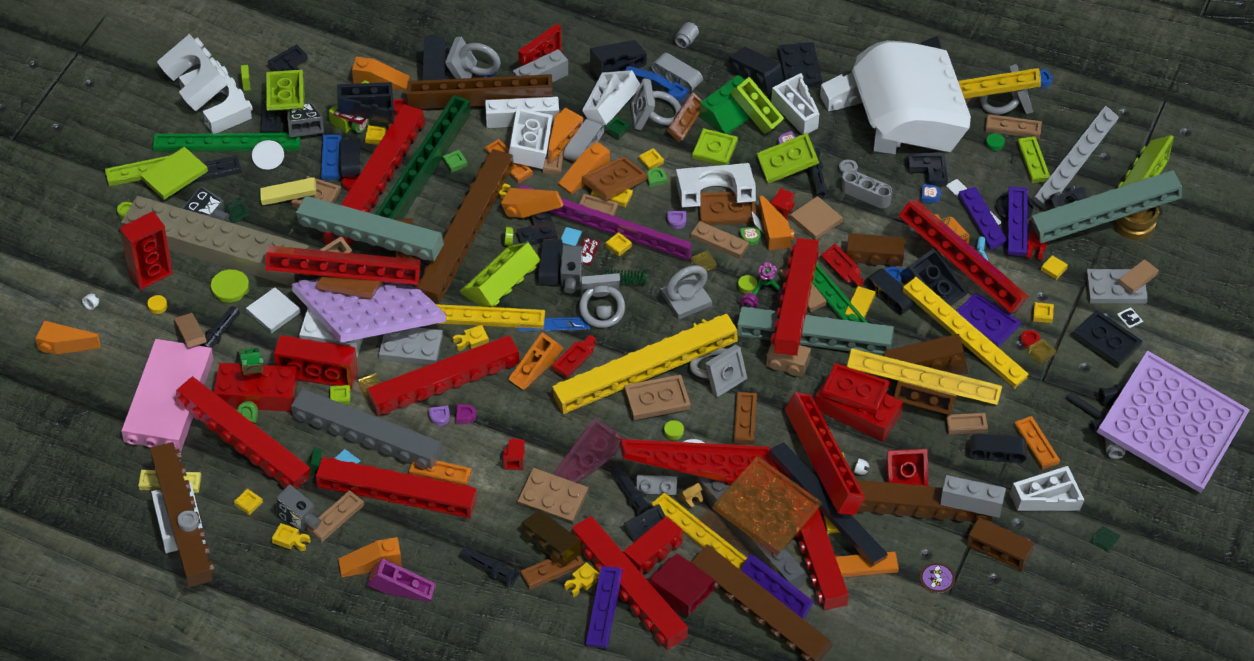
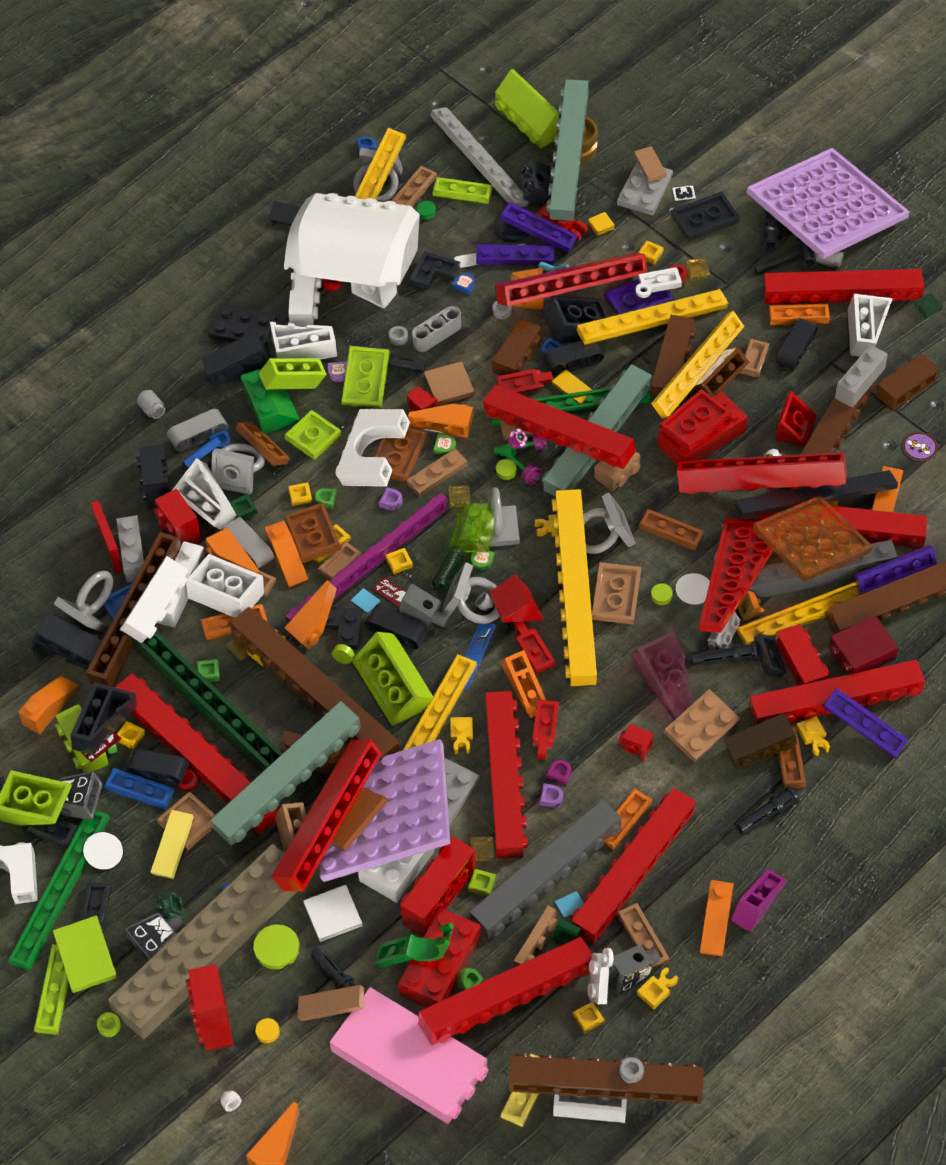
camera: 65 degrees left, 5 degrees up
(270, 493) = (599, 972): none -> white hinge
(301, 442) = (537, 937): none -> medium nougat plate
(485, 92) = (154, 600): none -> white brick
(500, 388) = (545, 726): none -> red hinge
(577, 86) = (177, 517): none -> red brick
(610, 330) = (515, 601): none -> red slope
(647, 297) = (482, 561): none -> bright green tile
(660, 274) = (473, 528): none -> clear neon green slope
(1004, 322) = (658, 281): none -> white hinge
(1085, 465) = (842, 285): none -> red brick

